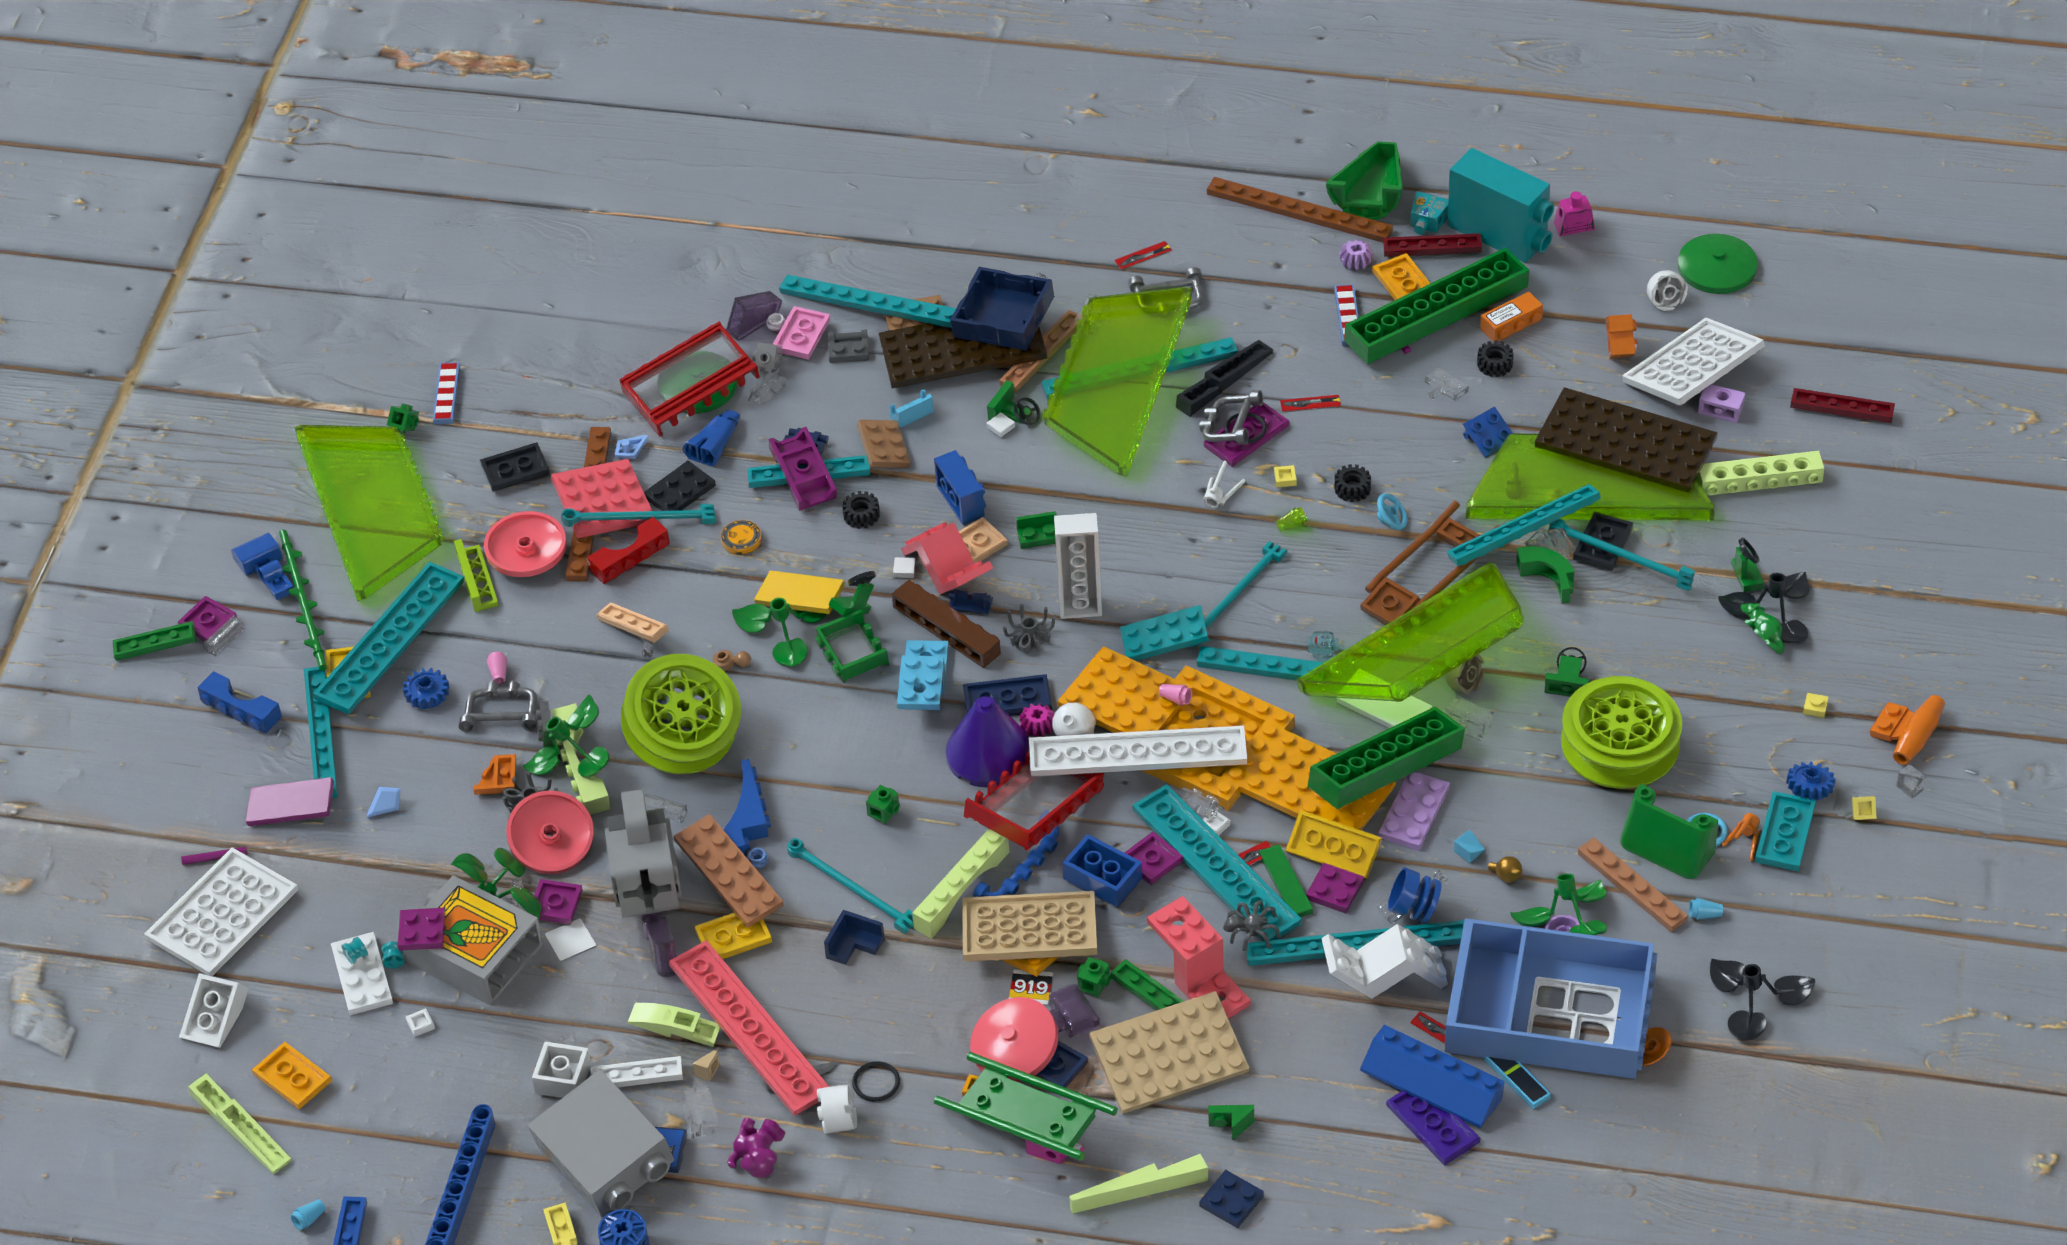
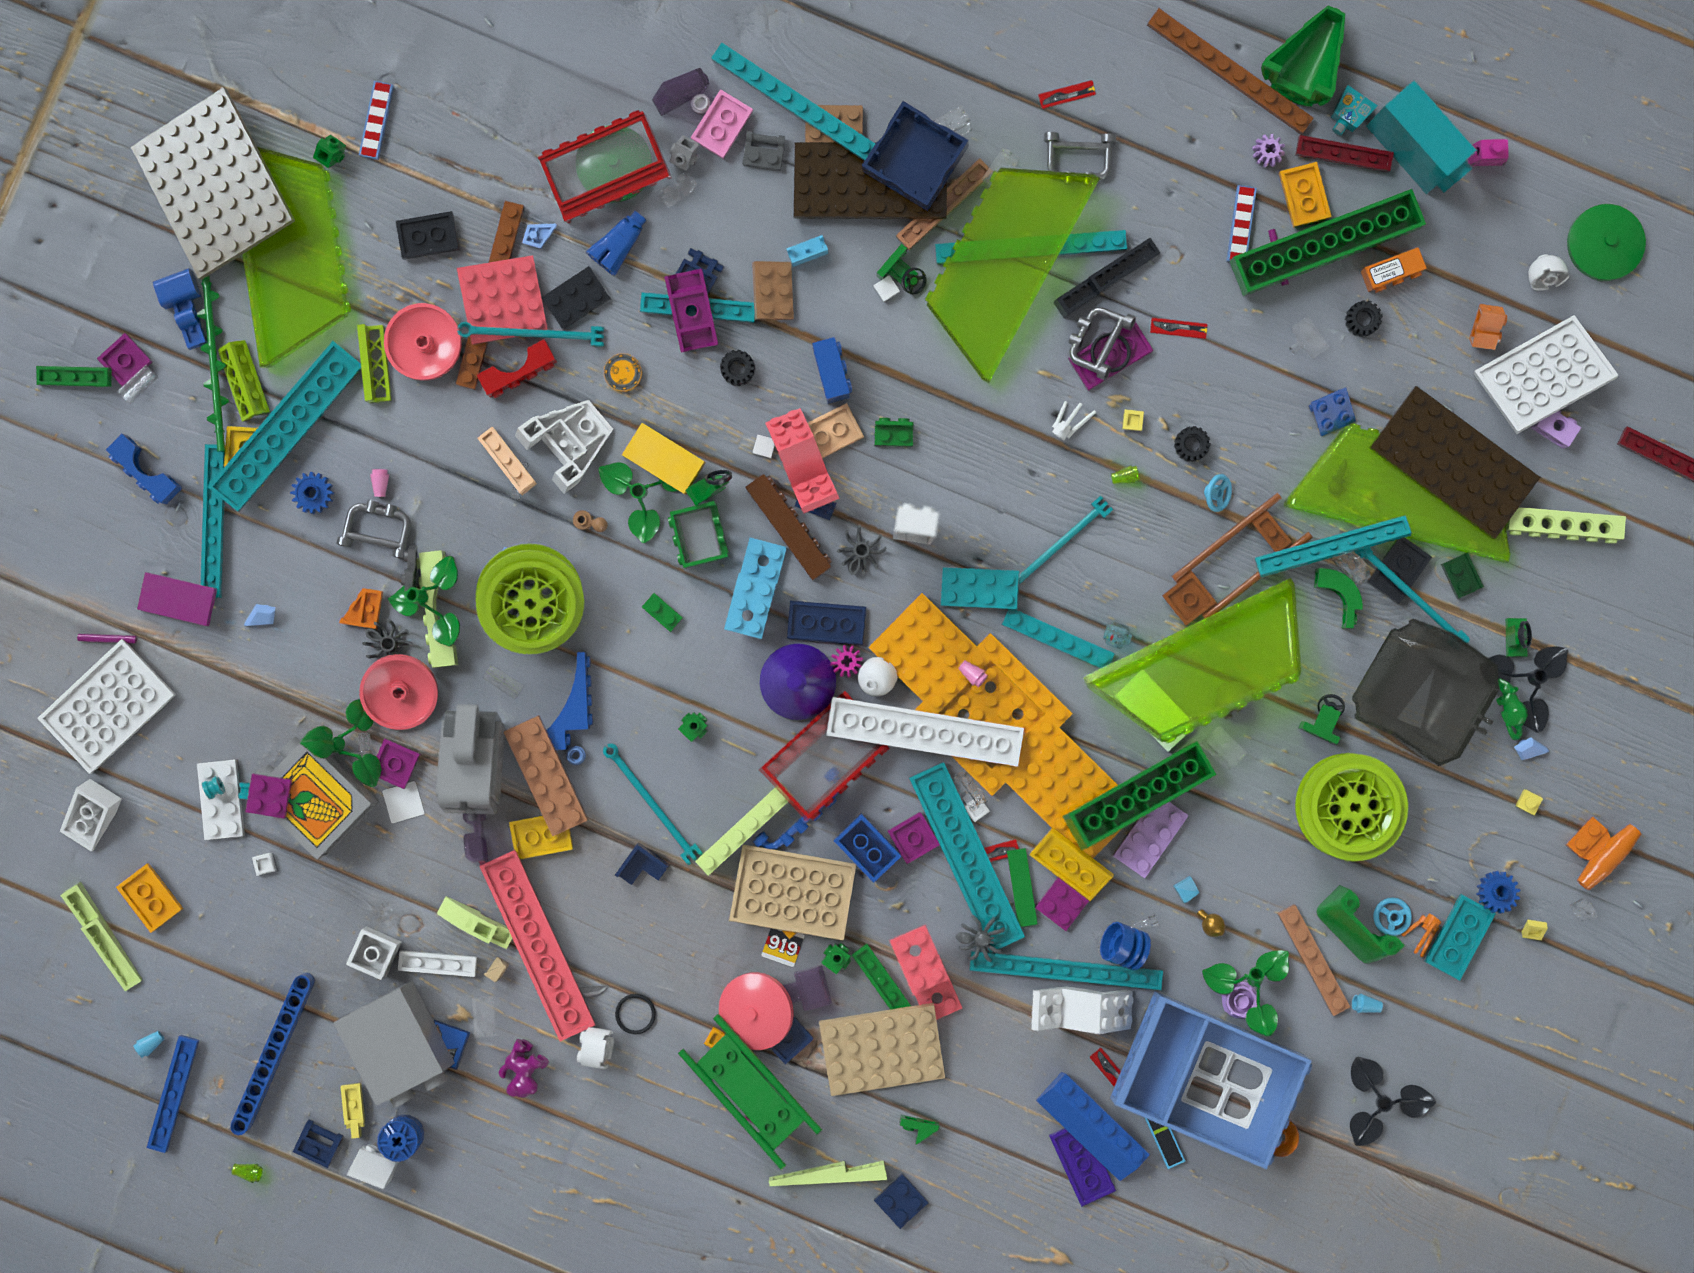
camera: 10 degrees right, 40 degrees up
(285, 461) = (212, 183): none -> plate
(338, 608) = (245, 378): none -> lime fence
(697, 595) = (572, 436): none -> white wedge
(826, 721) = (662, 612): none -> green plate
(1667, 610) = (1427, 692): none -> clear smoke windscreen
(1671, 536) = (1462, 575): none -> dark green plate
(1797, 658) = (1530, 748): none -> light blue piece

